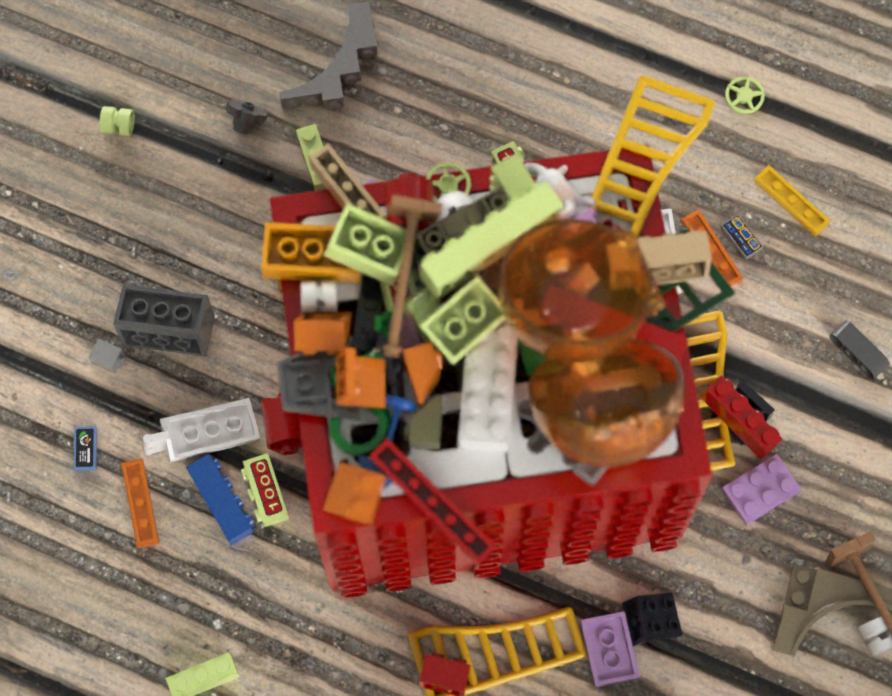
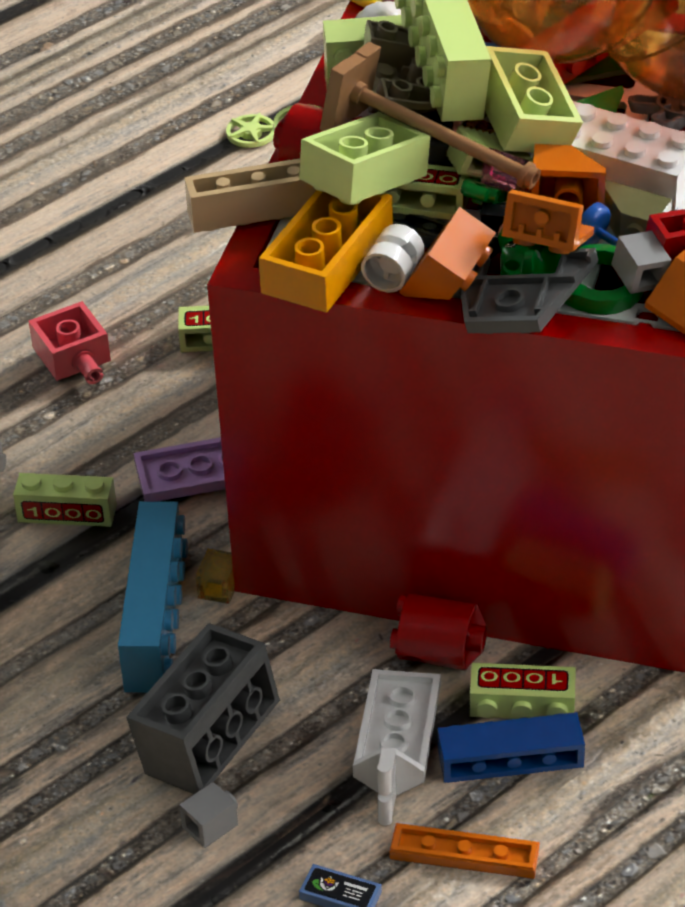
camera: 65 degrees left, 30 degrees down
(226, 256) = (152, 595): none -> dark azure brick
(362, 446) = (640, 261): none -> light grey brick
(454, 92) = (71, 342): none -> coral brick

